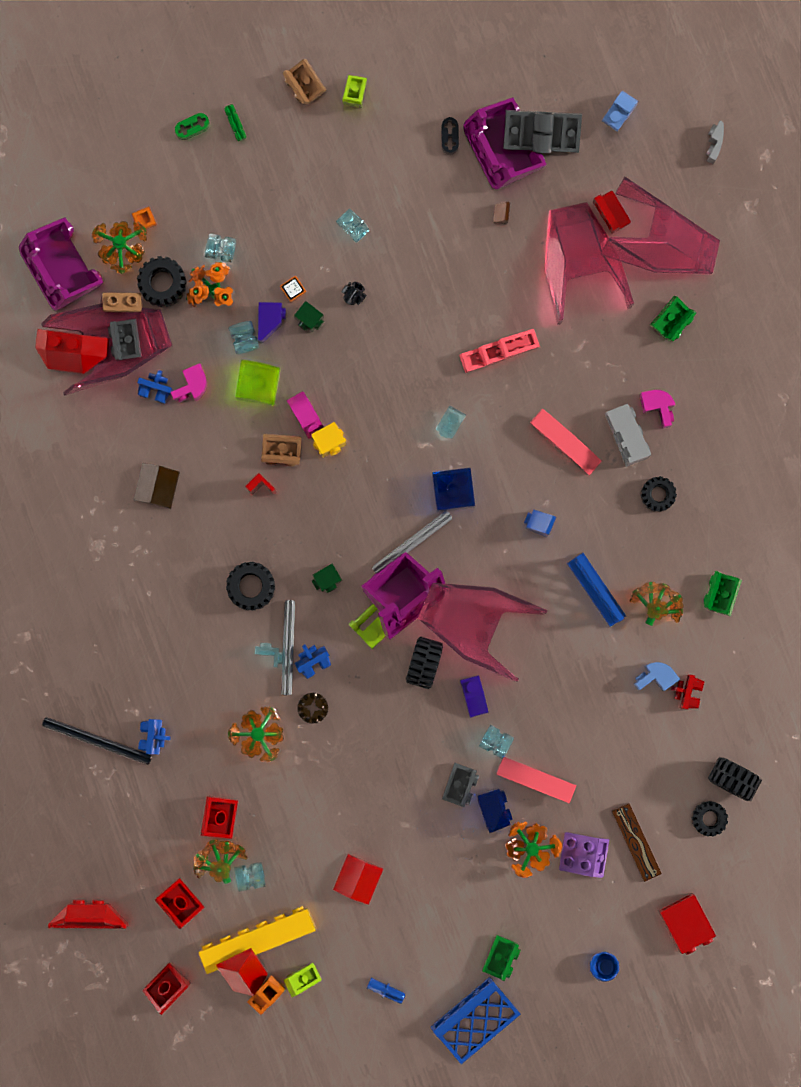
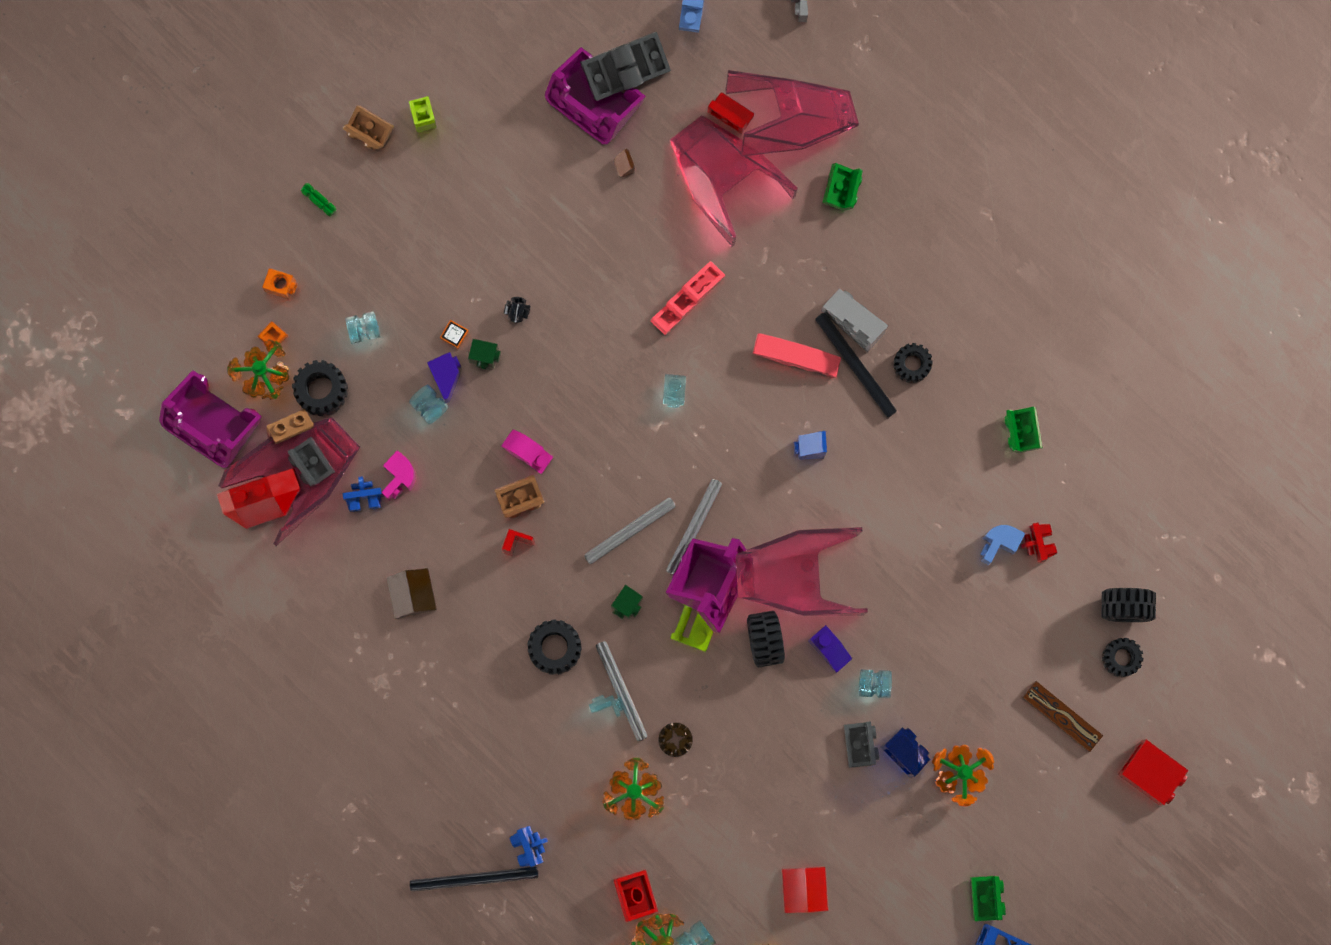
camera: 25 degrees left, 5 degrees down
(166, 171) = (273, 278): none -> orange brick
(189, 122) = (273, 220): green beam -> none
(201, 292) = (365, 375): orange plant -> none
(257, 382) = (463, 442): clear neon green slope -> none
(309, 658) = (648, 690): blue hips -> none
(329, 440) = (562, 465): yellow head -> none
(353, 225) = (483, 244): clear light blue bracket -> none
(358, 520) = (630, 530): none -> light grey axle
(453, 490) = (710, 454): clear blue slope -> none
(455, 135) = (532, 116): black beam -> none
(536, 780) = (933, 702): coral slope -> none
(584, 855) = (1017, 754): medium lavender bracket -> none
(596, 589) = (899, 485): blue fence -> none
(604, 966) = (1093, 856): blue hair -> none
(611, 473) = (856, 365): none -> black axle
(655, 607) = (967, 473): clear orange plant -> none
(660, 401) = (870, 272): dark pink brick -> none

